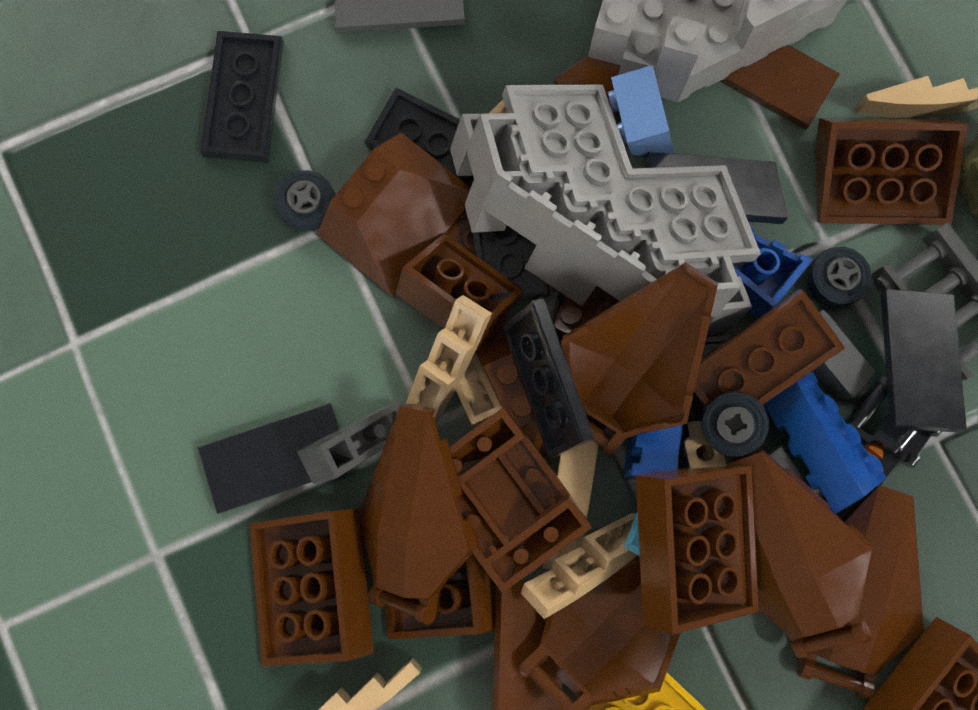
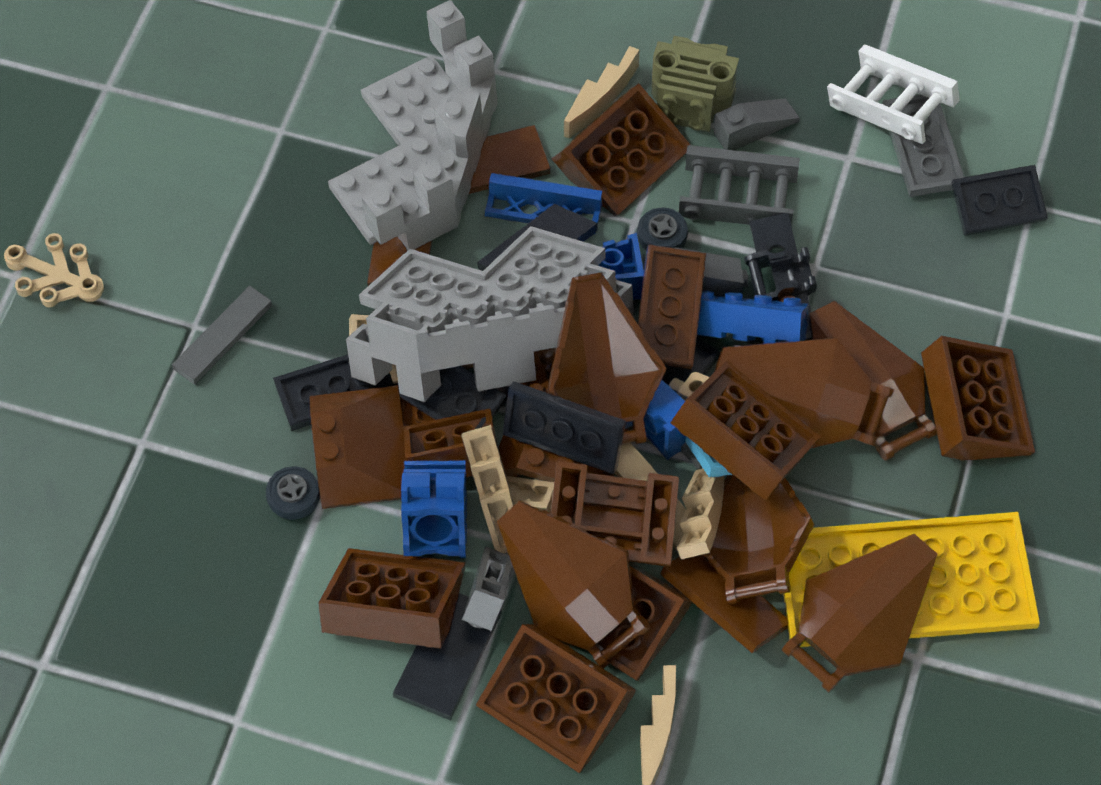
camera: 45 degrees left, 20 degrees down
(242, 96) = (177, 476): black tile -> none
(278, 370) = (391, 598): none -> reddish brown slope
(380, 331) = (434, 508): none -> blue piece
(641, 112) = (450, 240): medium blue slope -> none
(736, 411) = (692, 361): black wheel -> none
(775, 141) = (540, 194): none -> blue fence
(922, 361) = (756, 225): black tile -> none

